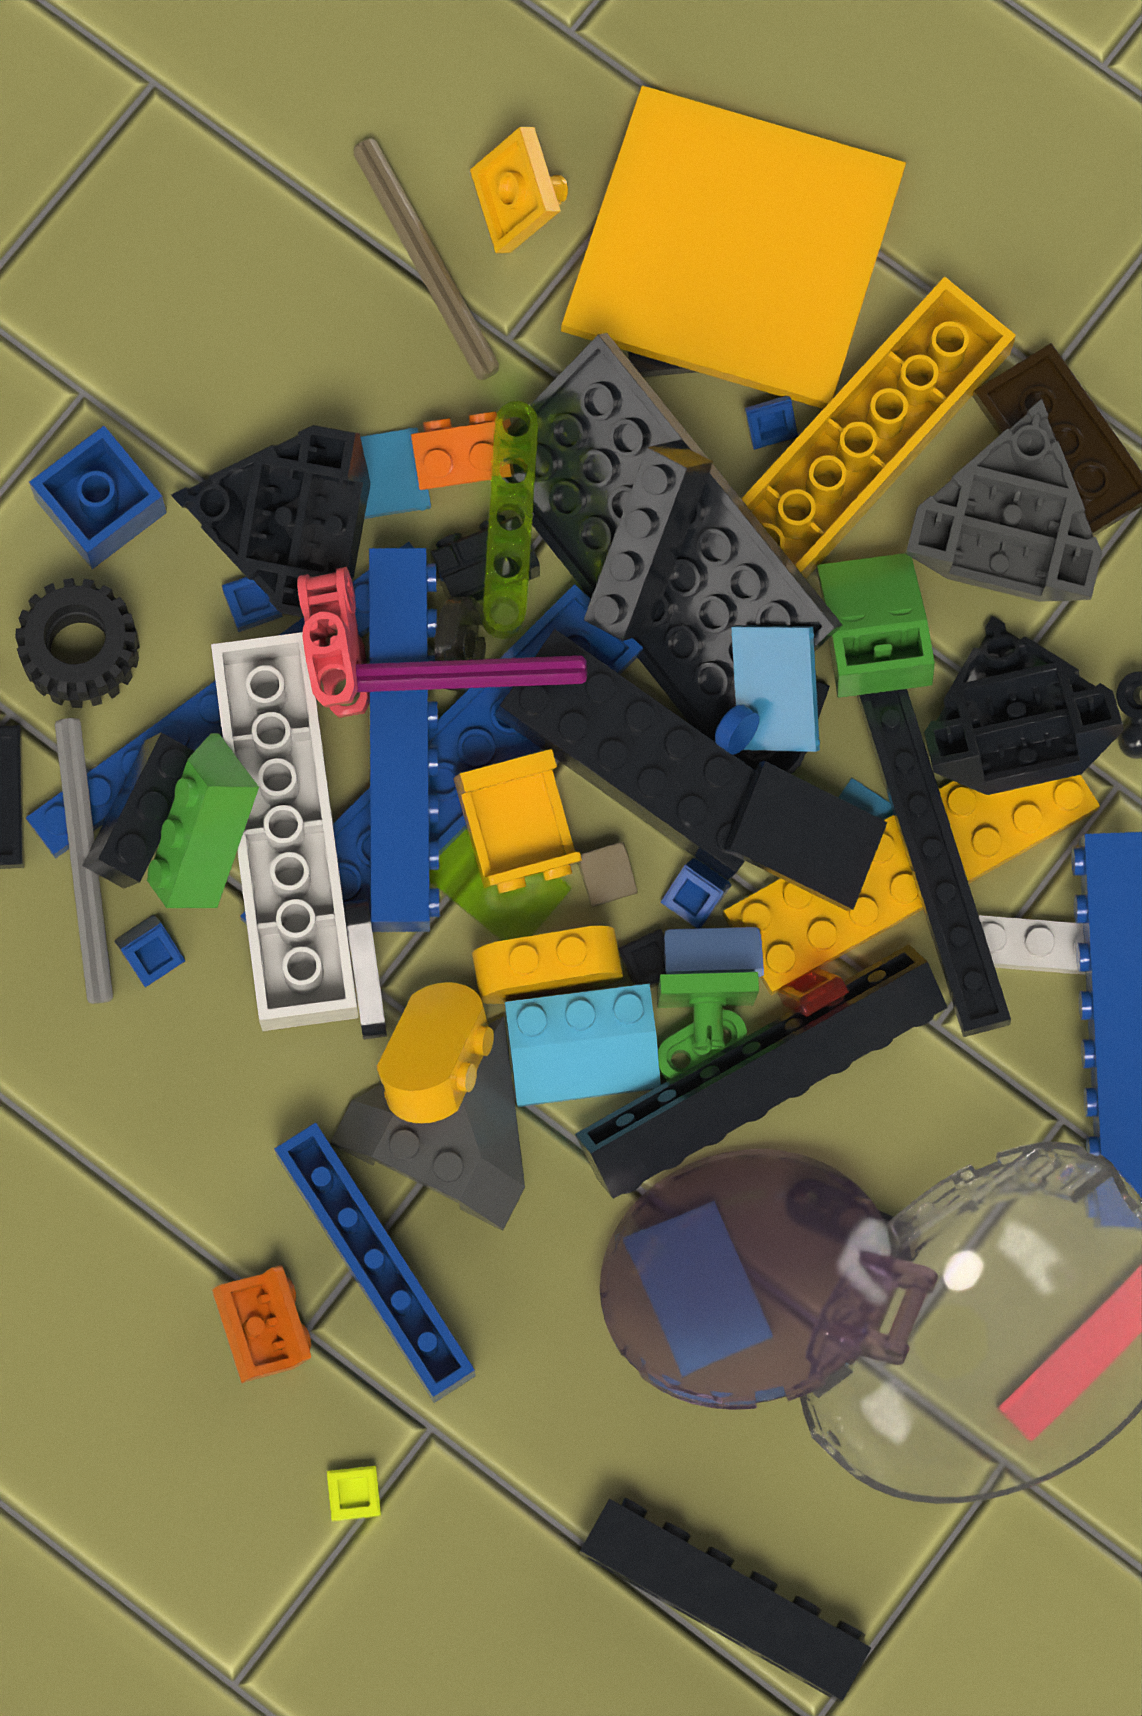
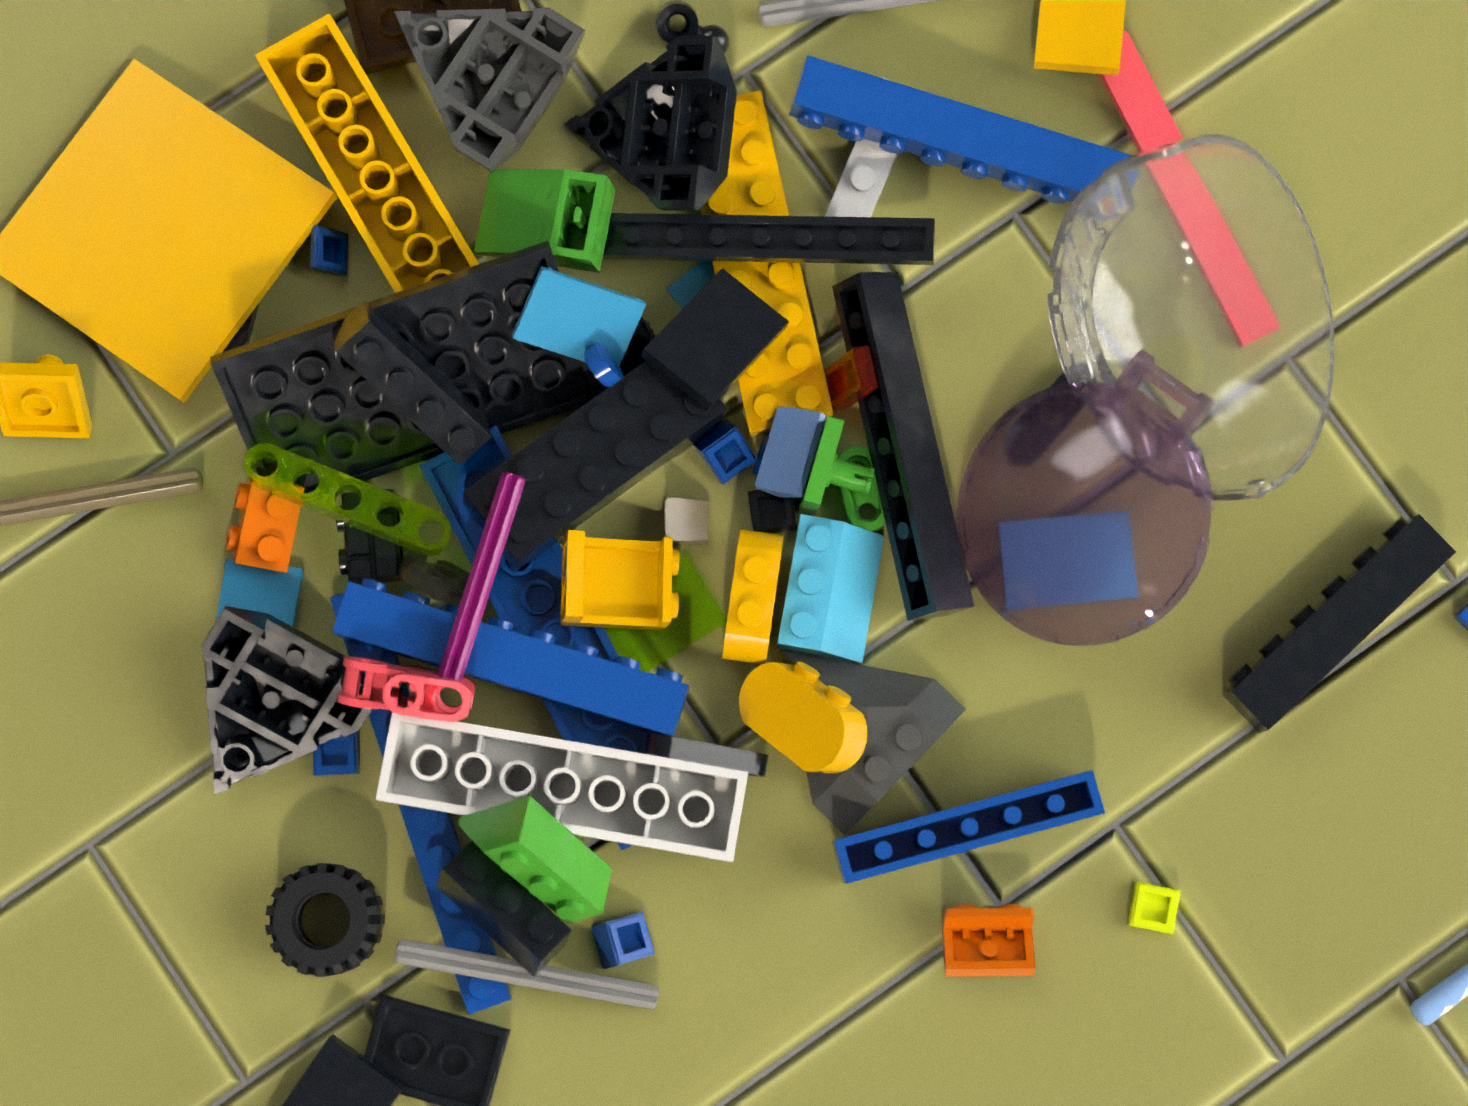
camera: 70 degrees left, 5 degrees up
(98, 497) = (195, 860): blue brick -> none

